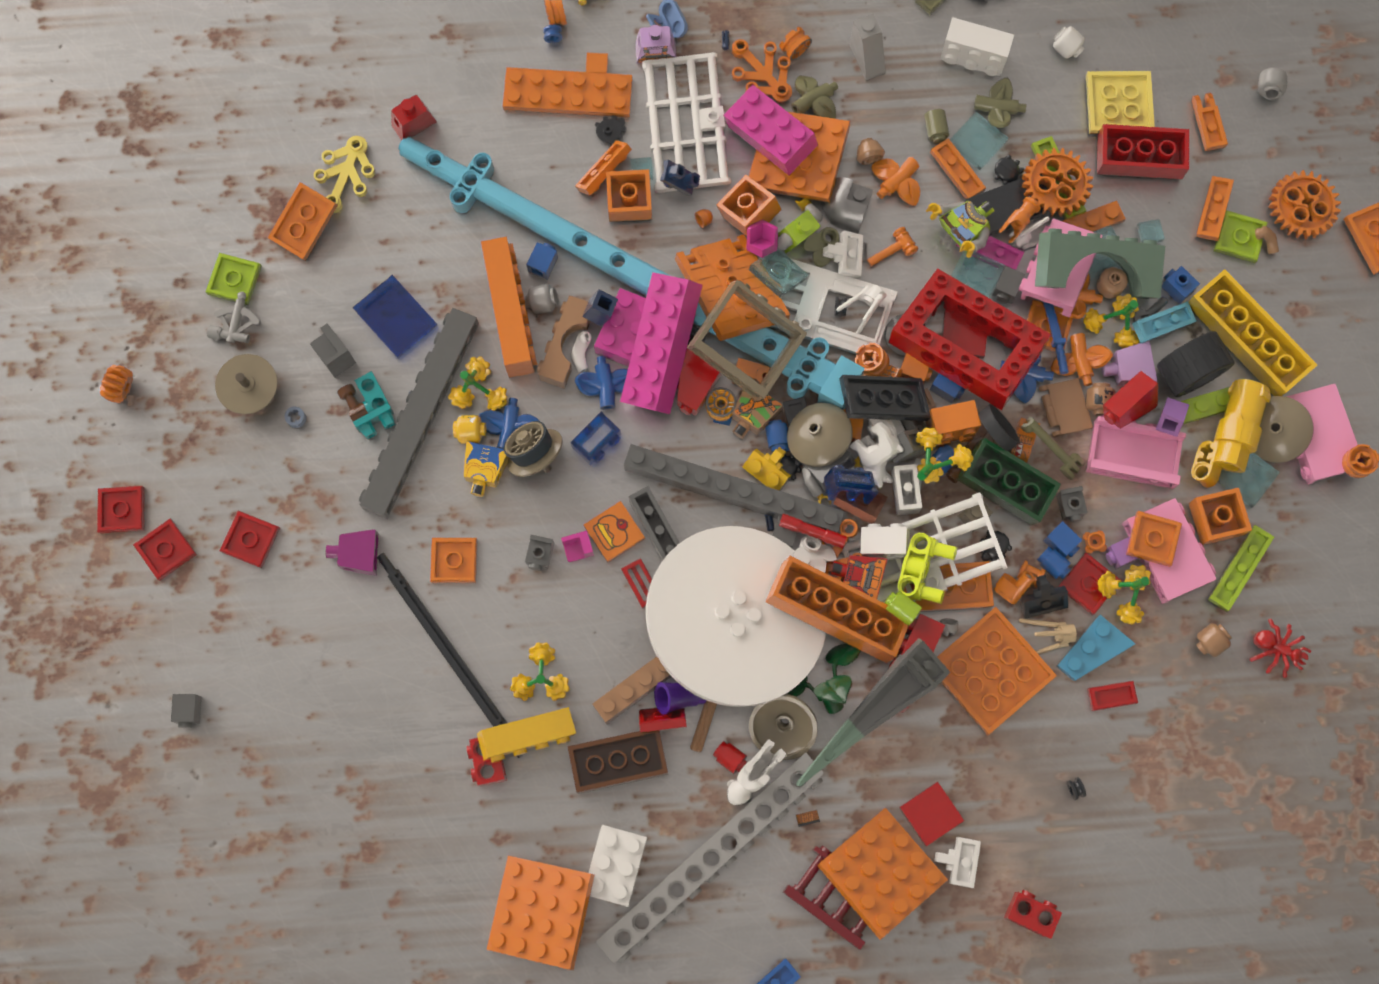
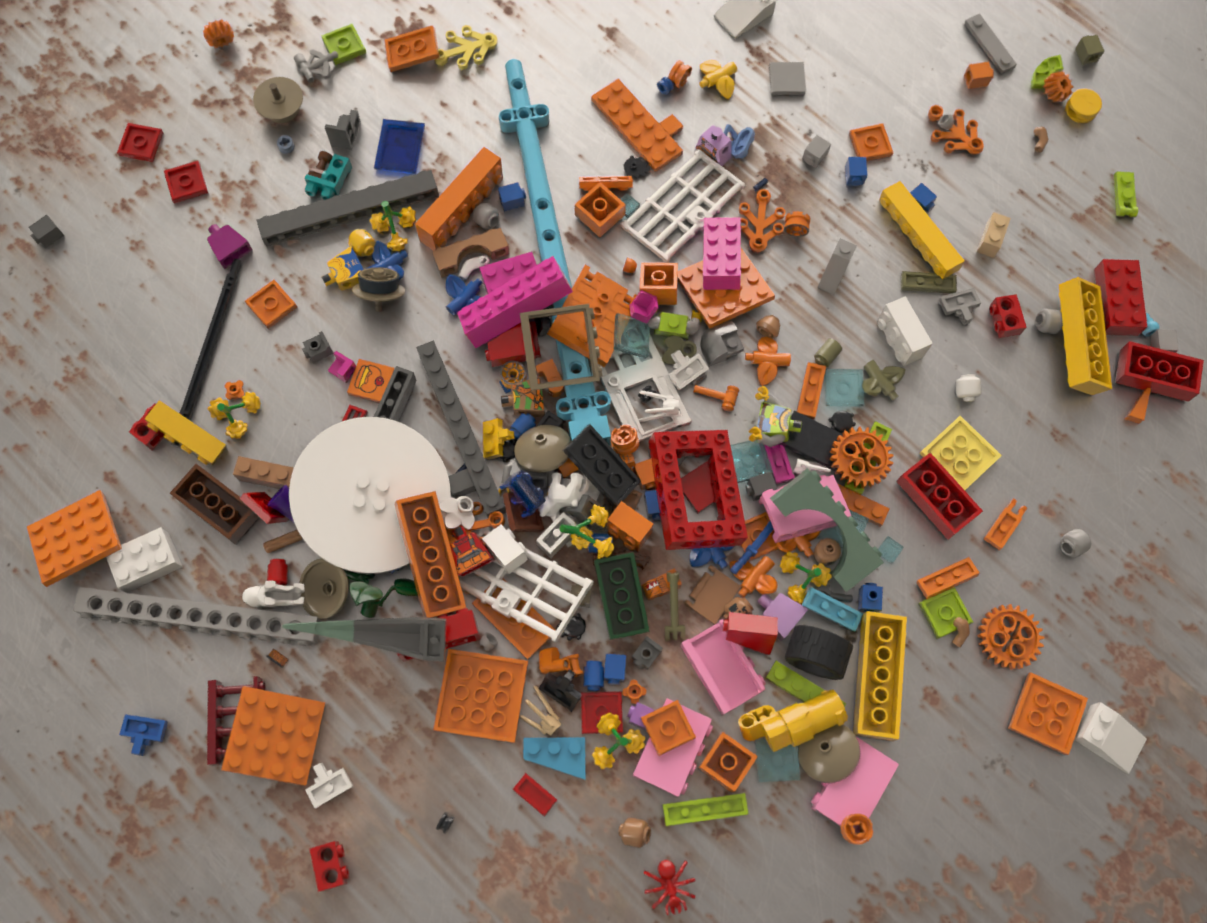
camera: 45 degrees right, 5 degrees down
(120, 509) = (145, 100): red tile -> none
(411, 117) = (534, 52): red torso -> none
(515, 666) = (234, 394): none -> orange plate
(596, 439) = (422, 320): clear blue window -> none
(600, 307) = (505, 248): dark blue brick -> none
(679, 178) = (637, 226): dark blue hips -> none
(814, 97) = (773, 265): olive plant -> none
(827, 536) = (468, 486): red piece -> none
(902, 607) = (464, 593): lime brick -> none
(917, 564) = (502, 582): neon yellow piece -> none
(931, 814) = (346, 737): red tile -> none
(999, 427) = (641, 557): black tyre -> none
(1021, 218) = (814, 453): orange piece -> none
(1172, 417) = (766, 668): medium lavender brick -> none

